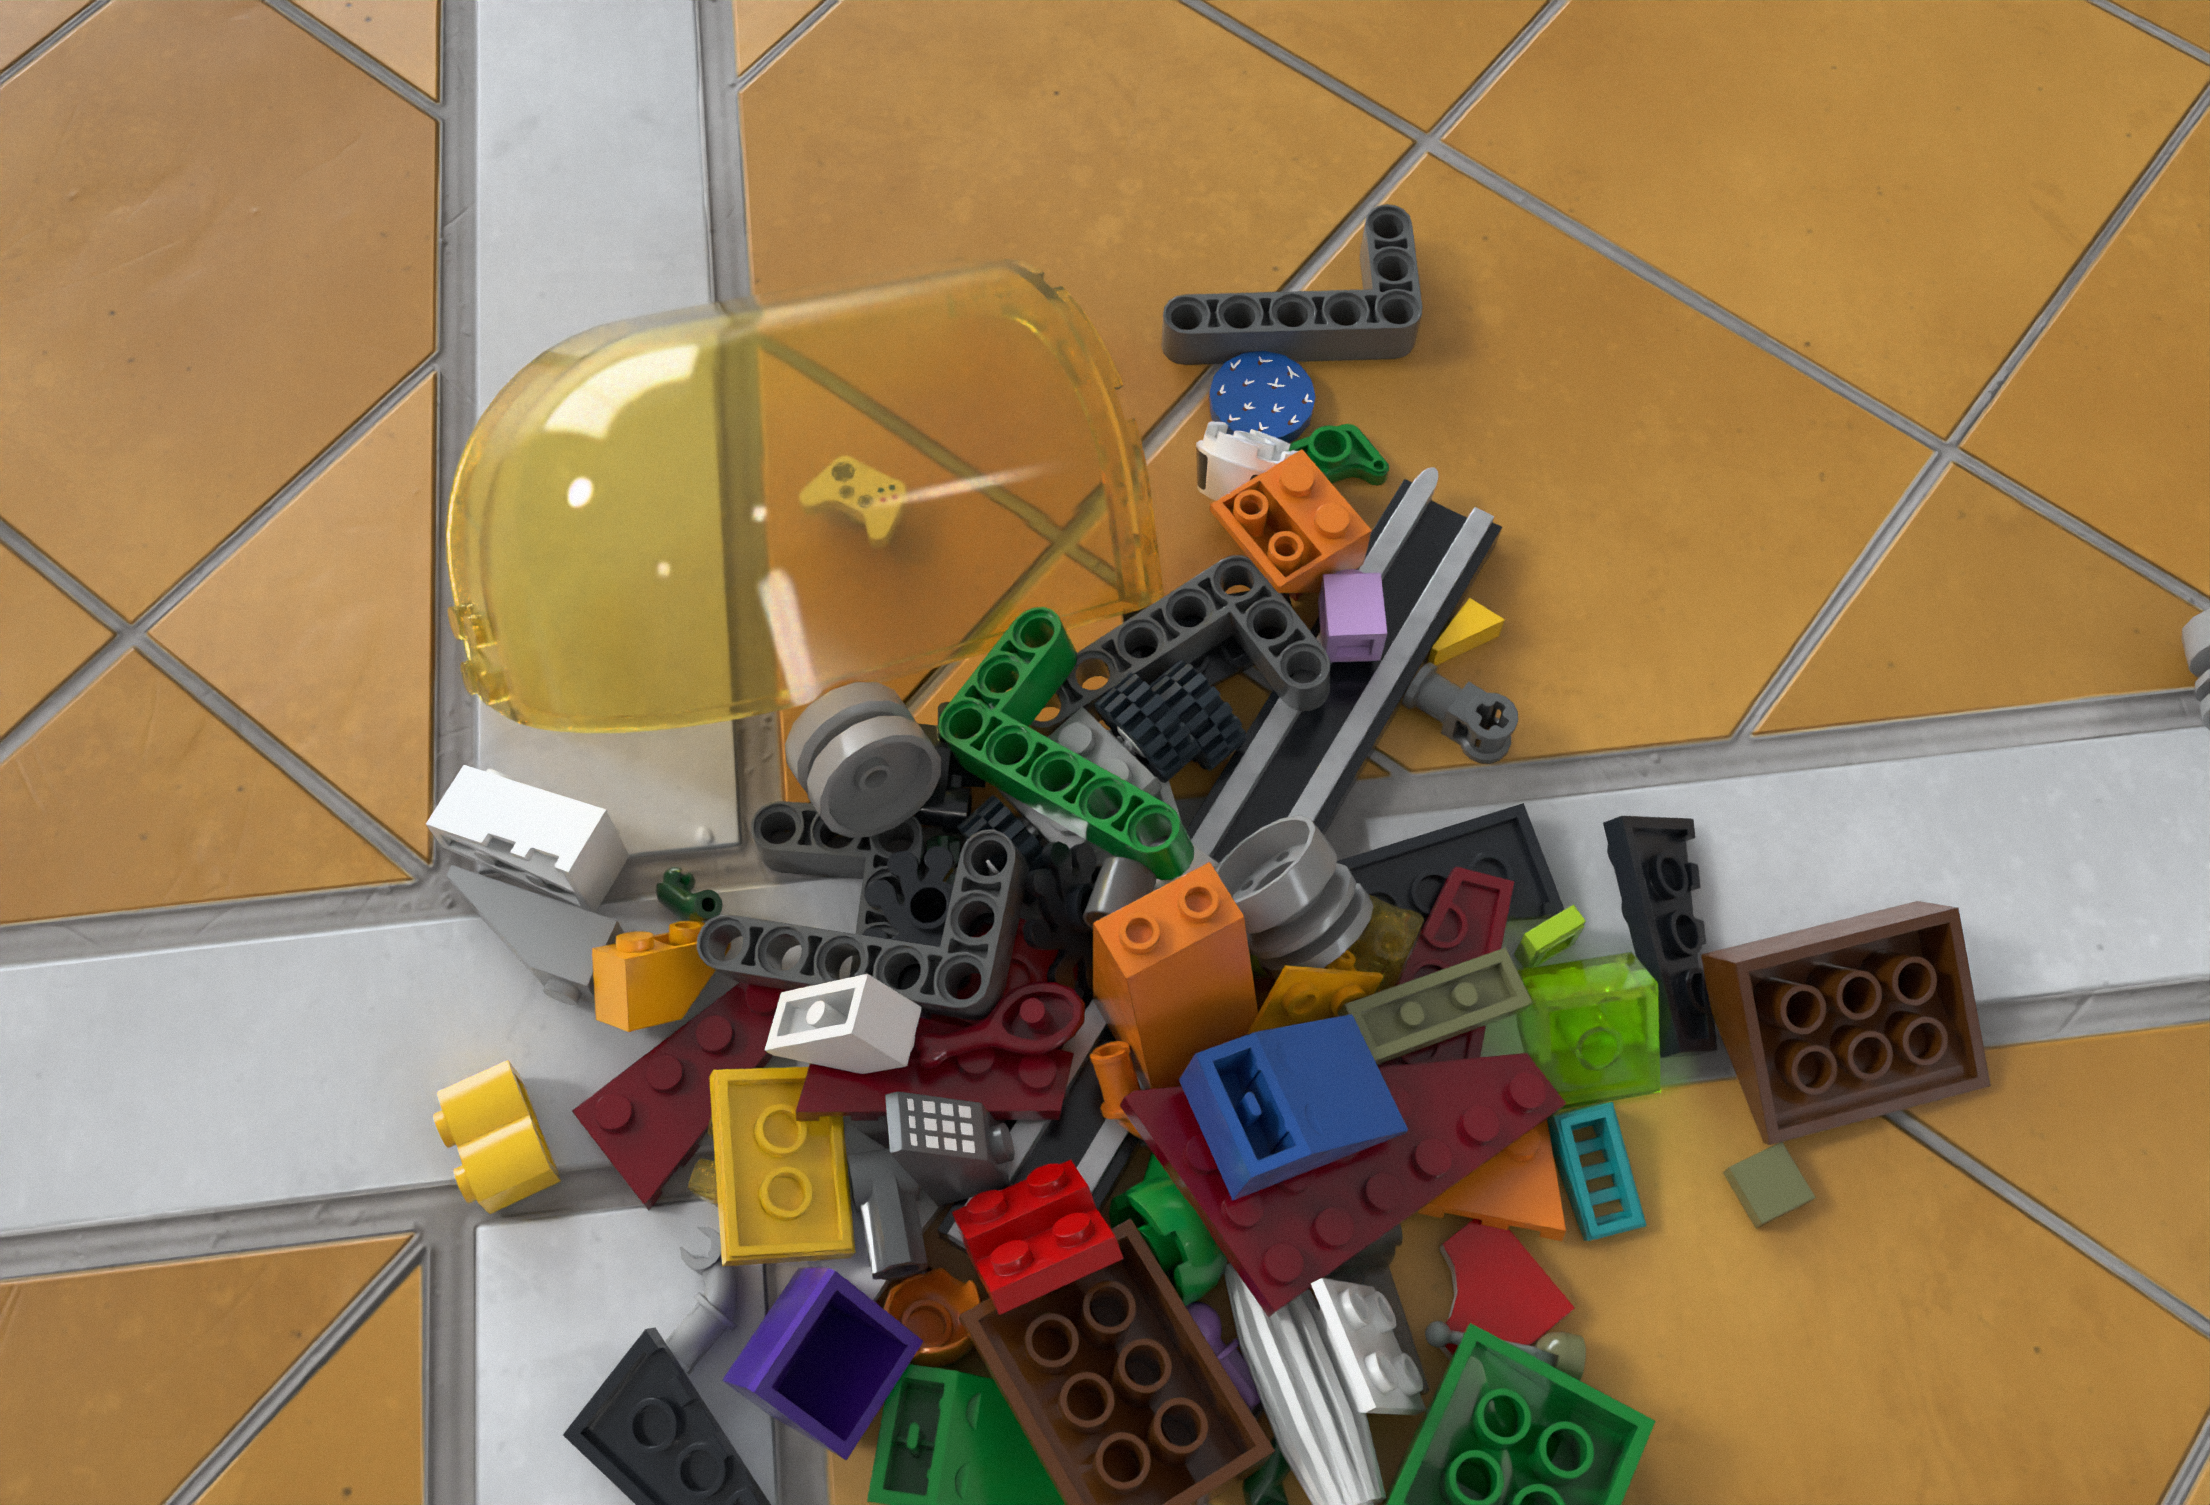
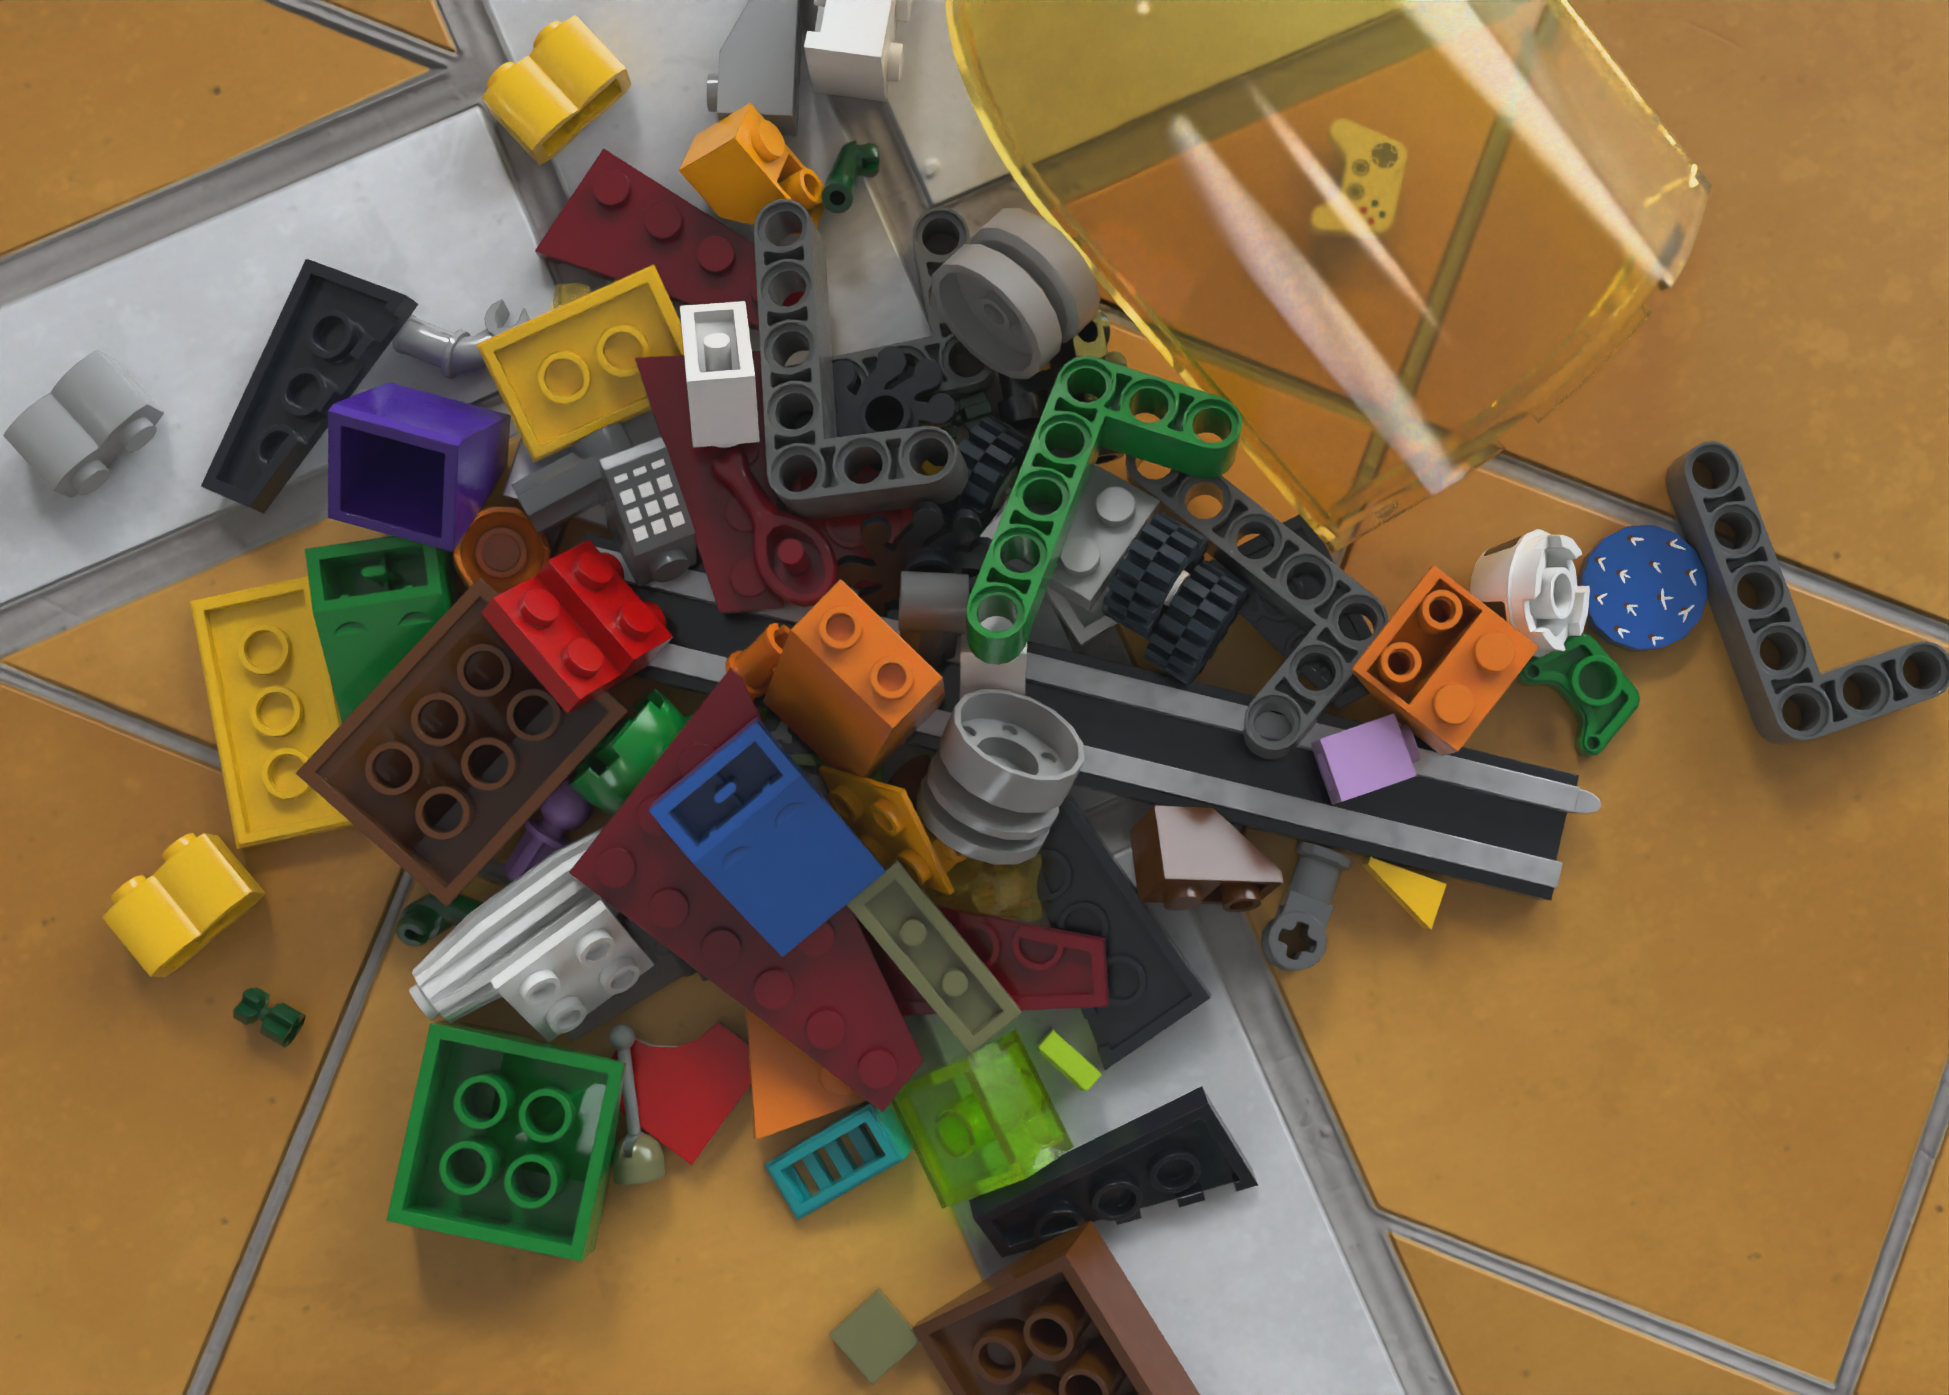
camera: 75 degrees right, 20 degrees up
(1400, 779) = (1198, 859): none -> reddish brown slope

